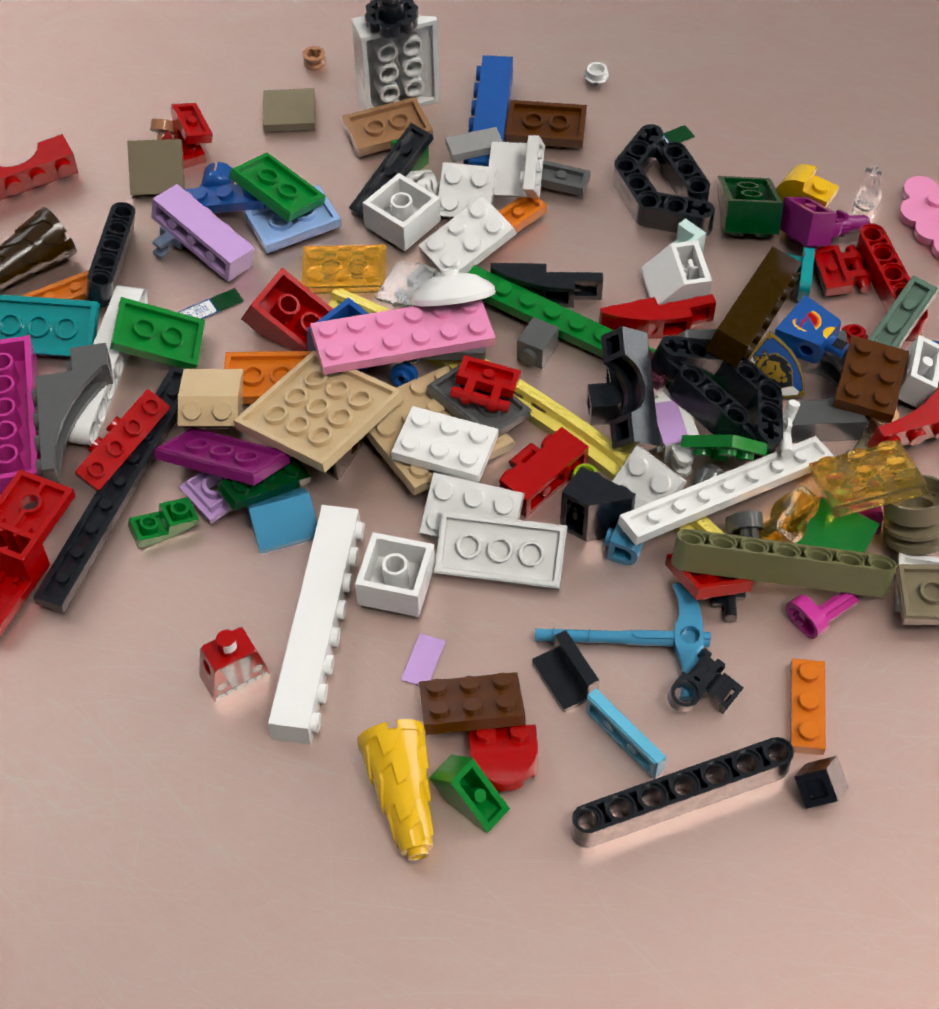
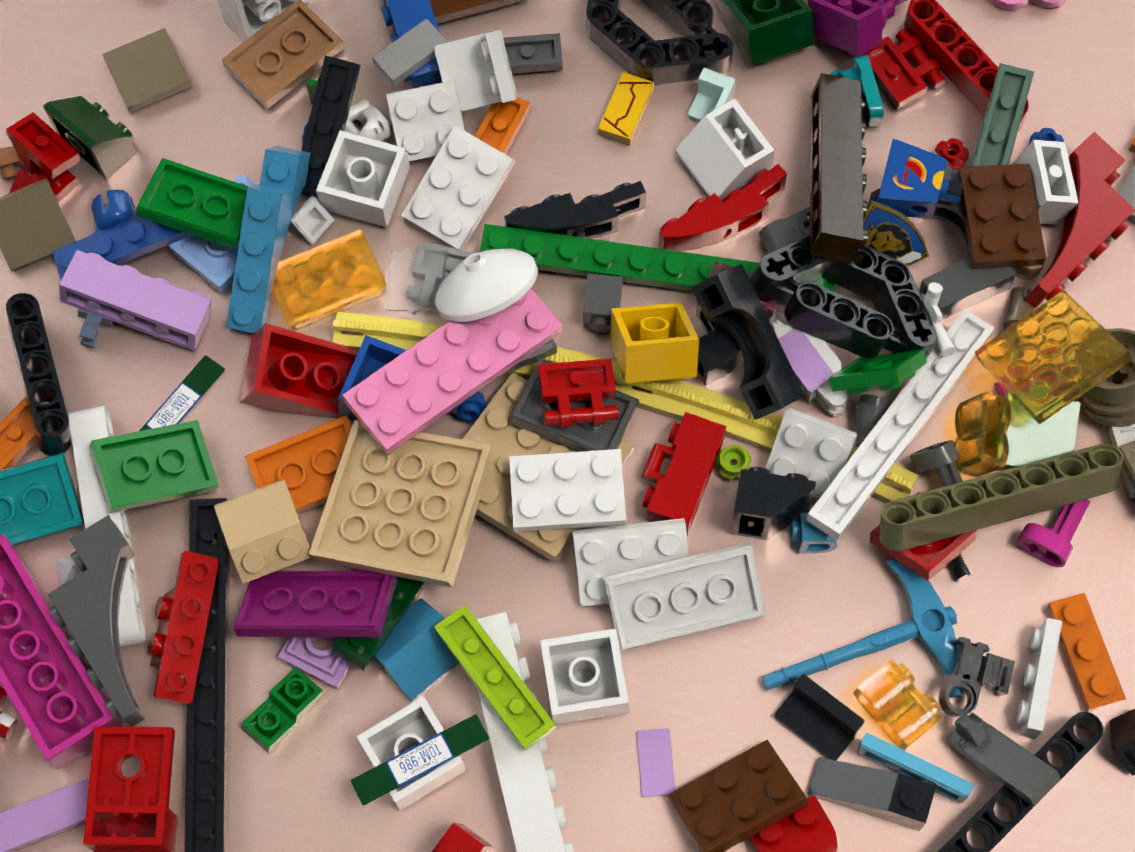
camera: 20 degrees left, 15 degrees up
(229, 129) = (91, 133): none -> dark green slope
(239, 578) = (400, 733): none -> white brick
(240, 577) = (419, 759): none -> sticker
(313, 214) = (263, 233): none -> dark azure arch
(325, 545) = (495, 678): none -> lime plate
(353, 228) = (312, 220): none -> white slope
(559, 374) = (654, 343): none -> yellow brick
(586, 740) = (873, 792): none -> slope
(617, 233) = (626, 108): none -> yellow tile
(633, 684) = (898, 705): none -> clear yellow brick
(698, 746) = (1002, 758): none -> dark grey hinge
(758, 706) = (1039, 678): none -> white plate

